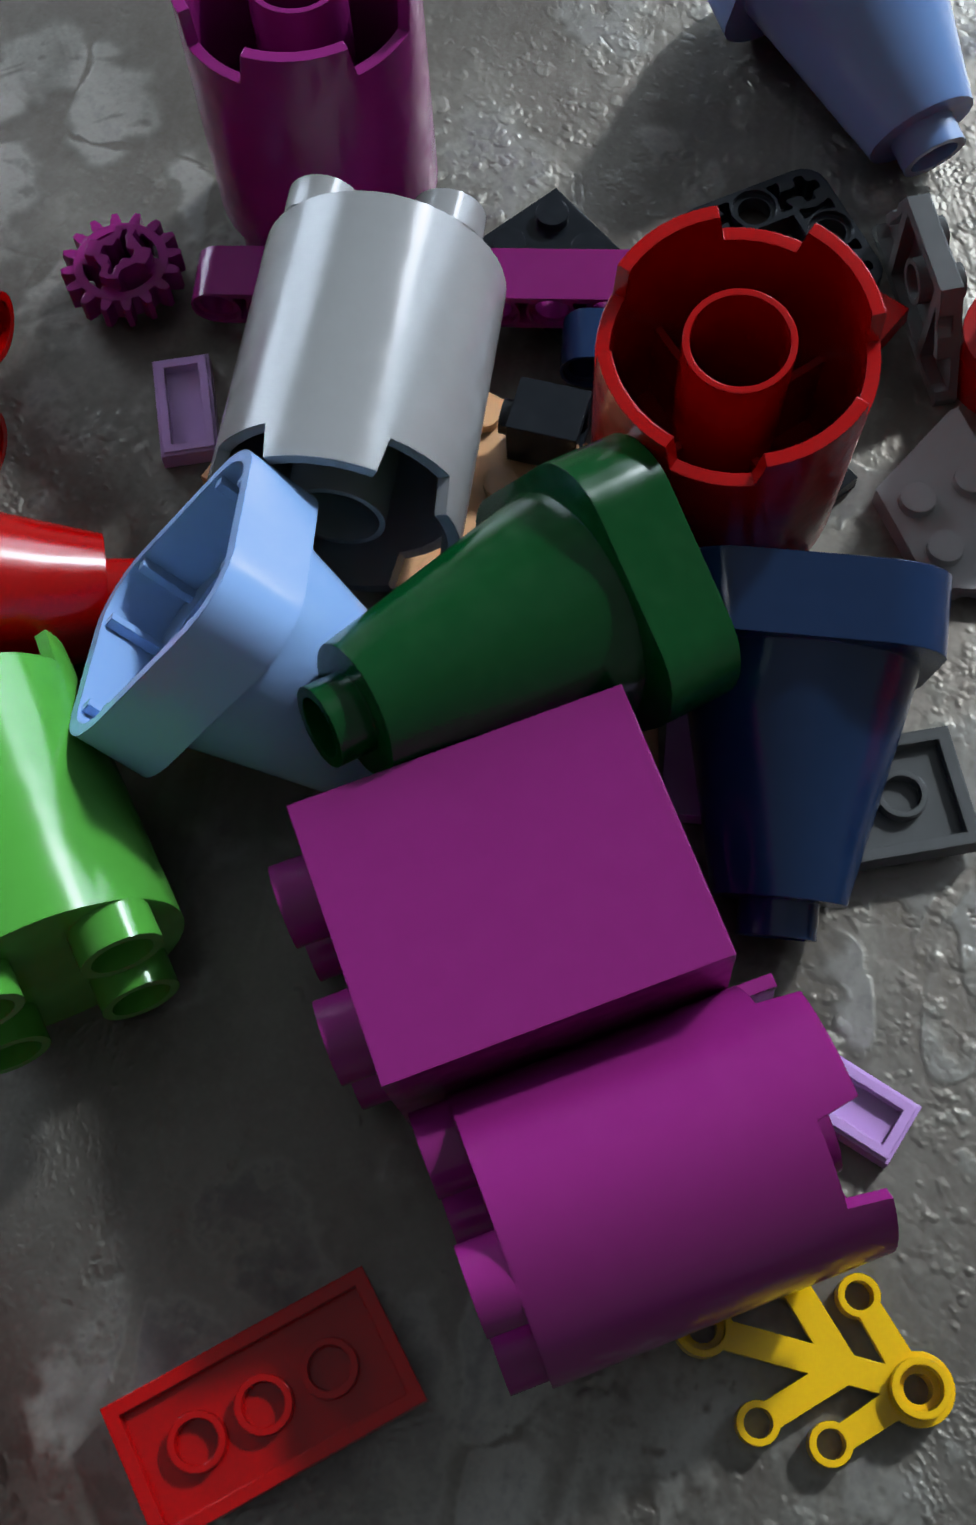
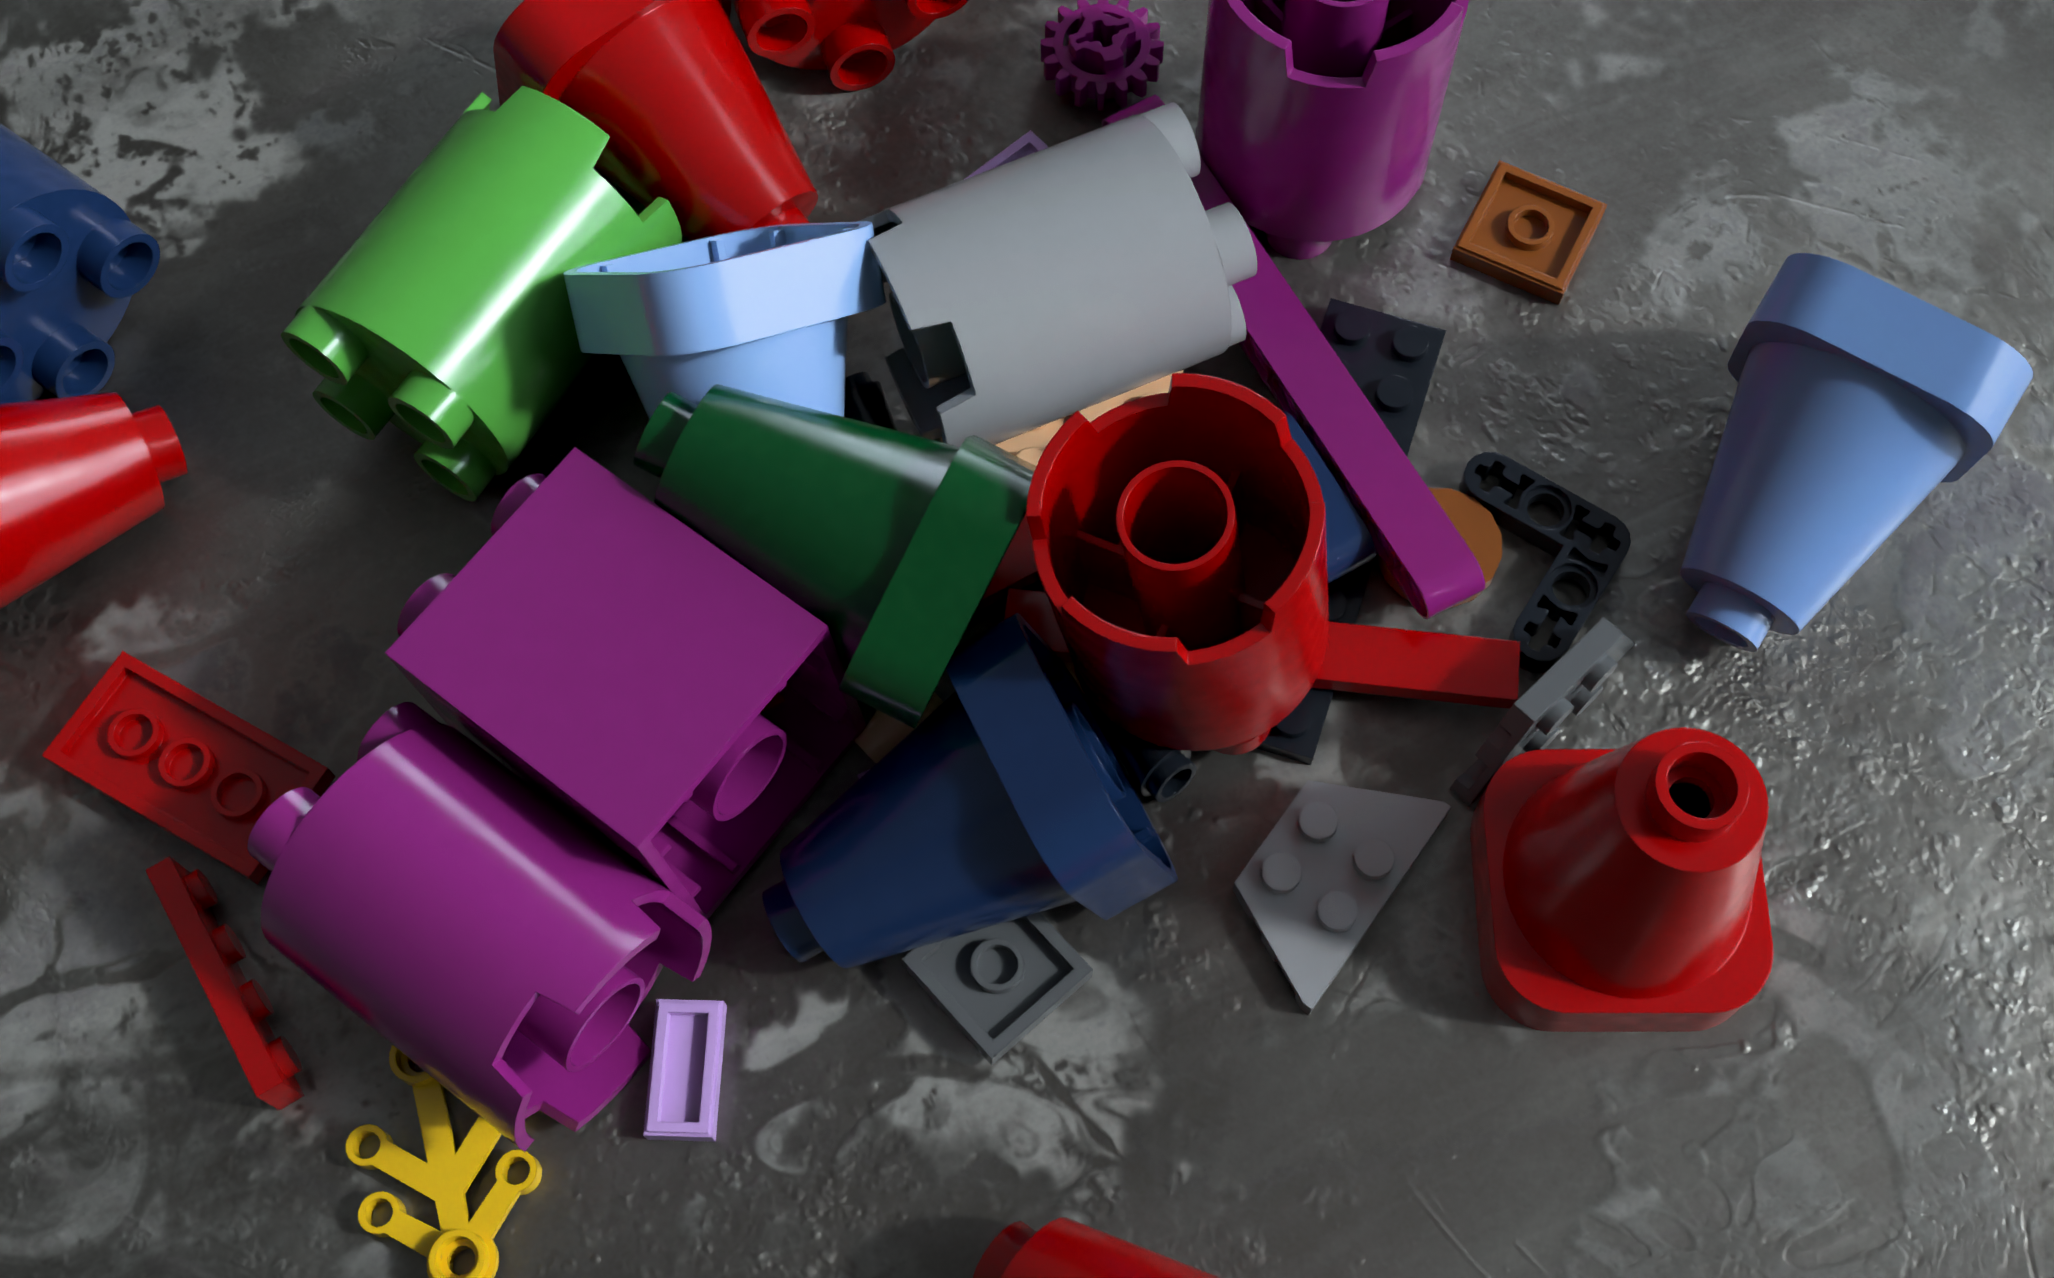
camera: 55 degrees right, 0 degrees up
(484, 1473) = (237, 1003): none -> red plate
(509, 93) = (1528, 232): none -> dark orange tile

